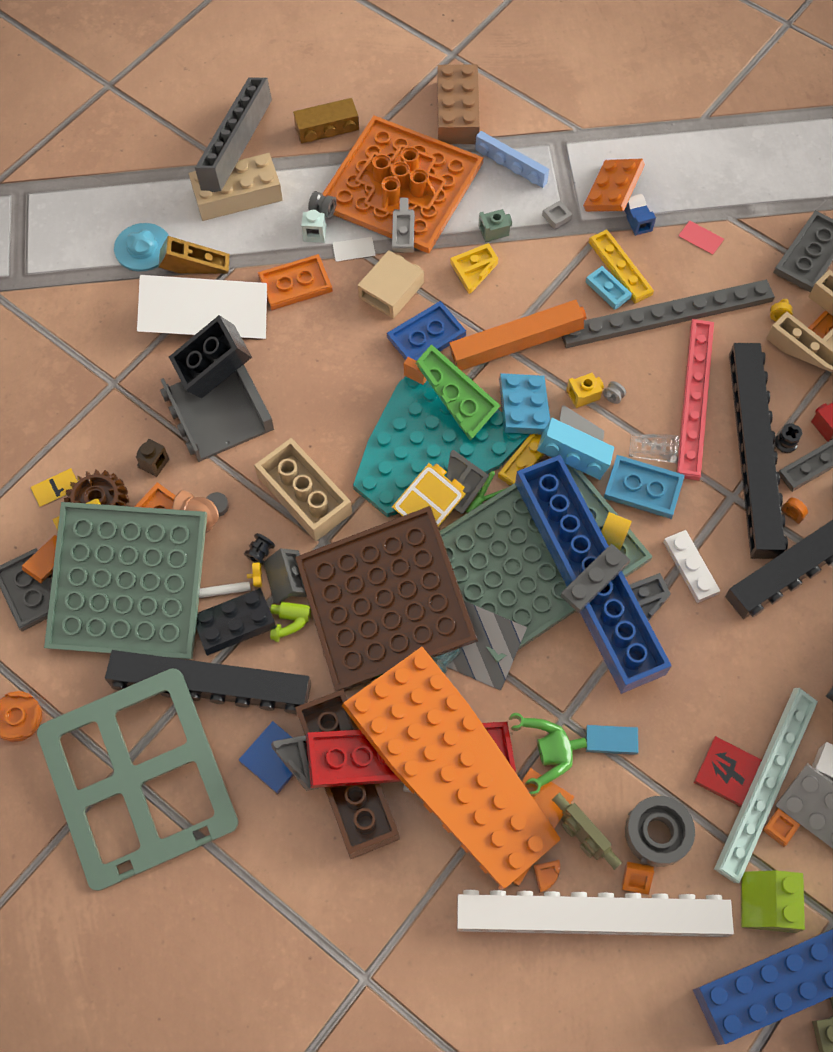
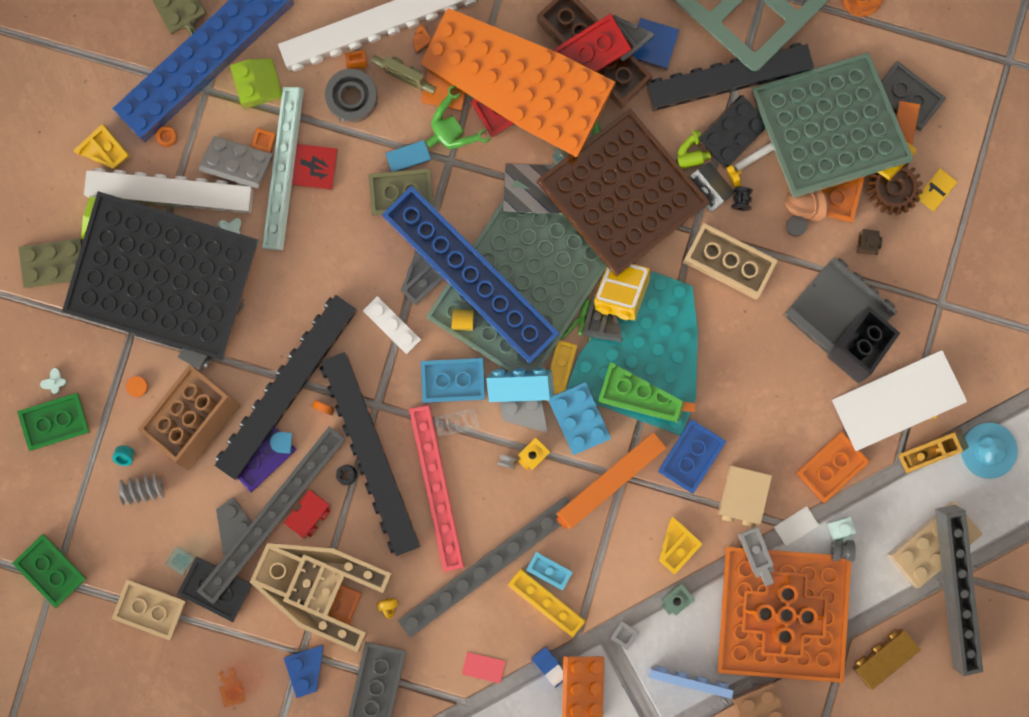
camera: 160 degrees right, 20 degrees up
(595, 578) = (463, 261): dark grey plate -> none
(643, 707) = (389, 186): none -> olive plate

